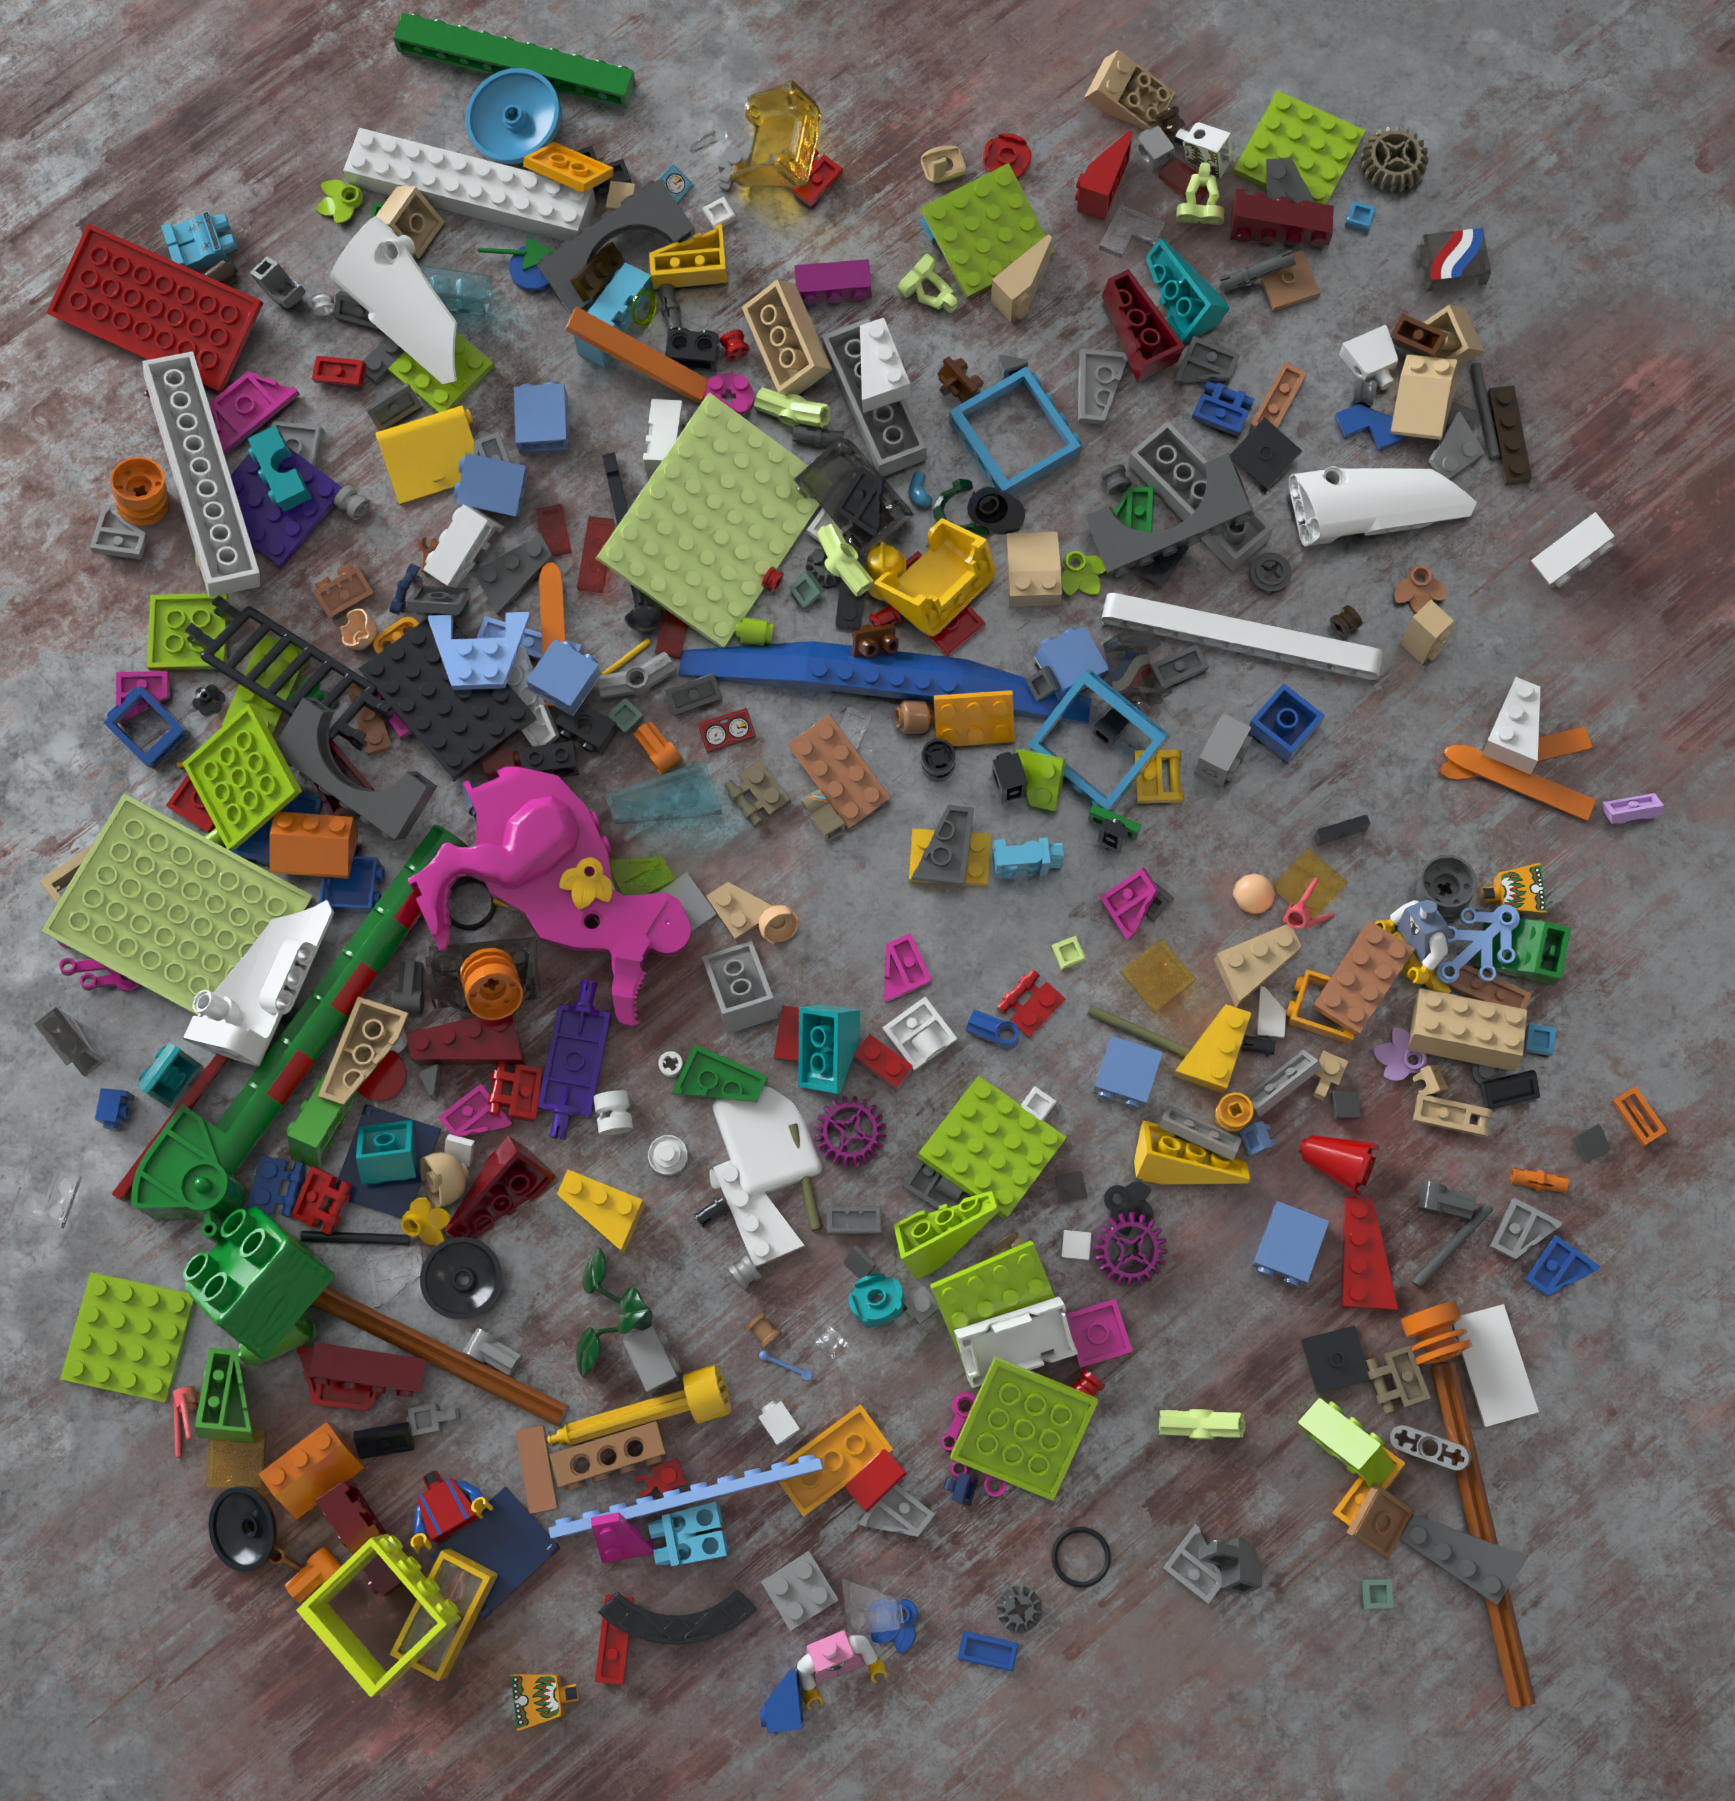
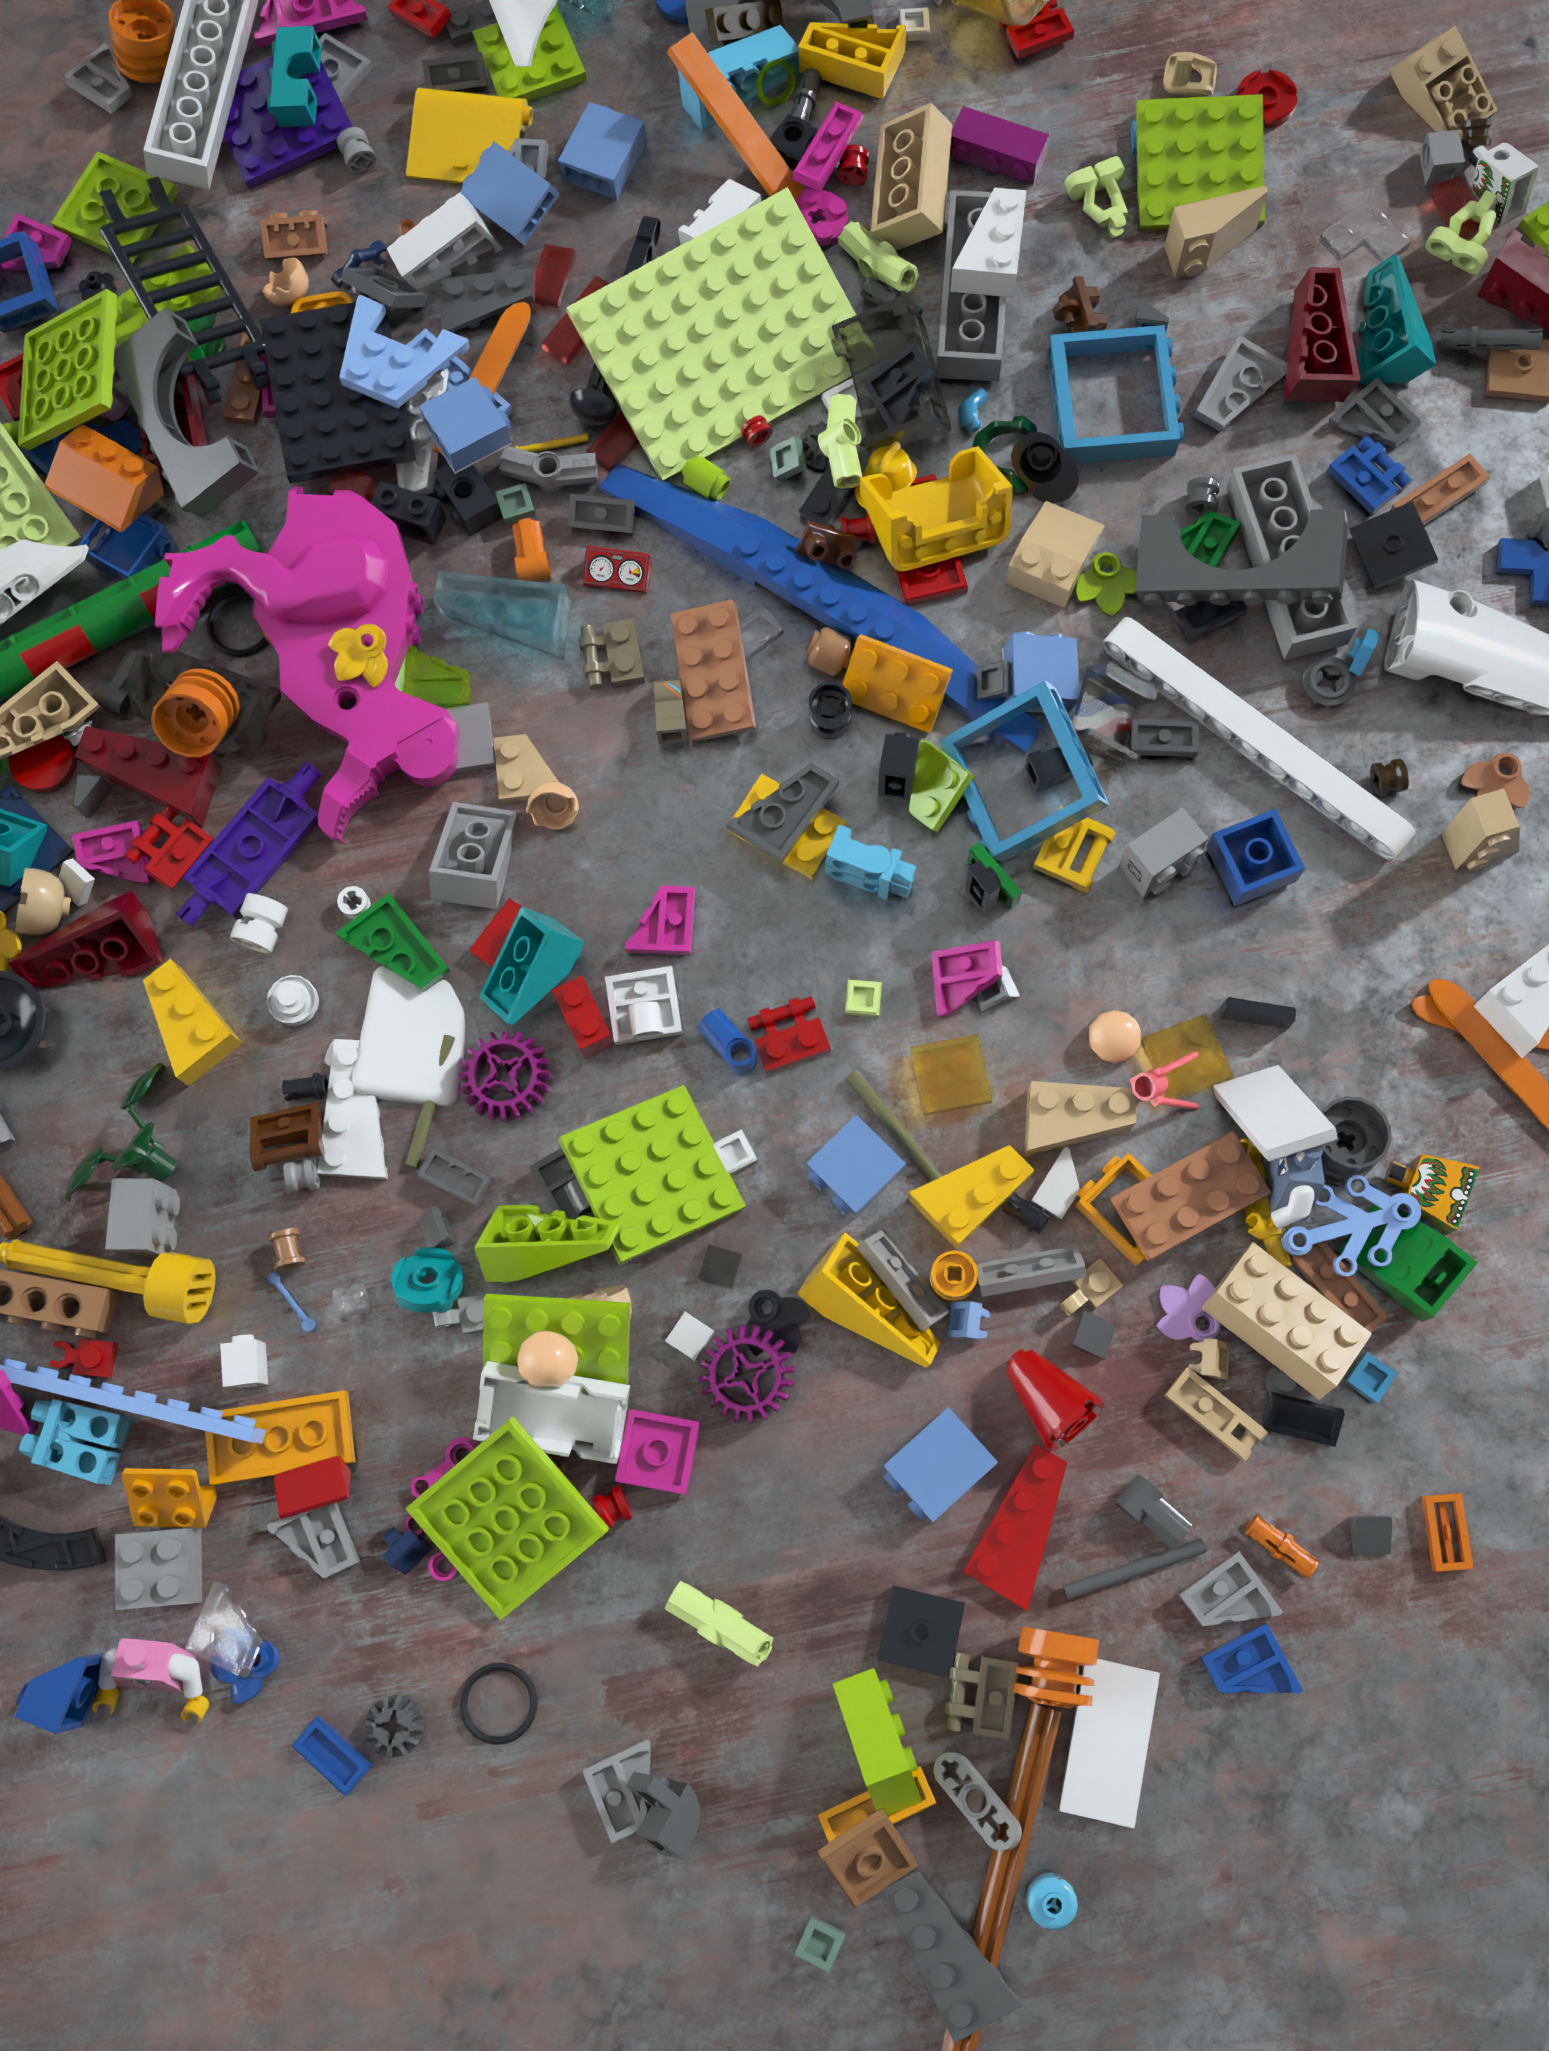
camera: 30 degrees right, 0 degrees up
(712, 342) = (827, 146): none -> dark pink tile
(715, 1246) = (284, 1128): none -> reddish brown plate
(783, 1538) = (168, 1498): none -> light orange bracket
(998, 1306) = (547, 1359): none -> light nougat hair
(1103, 178) = (1365, 159): red slope -> none
(1283, 540) = (1362, 651): none -> dark azure plate
(1389, 893) = (1274, 1113): none -> white tile
(1504, 1491) = (1055, 1887): none -> medium azure head

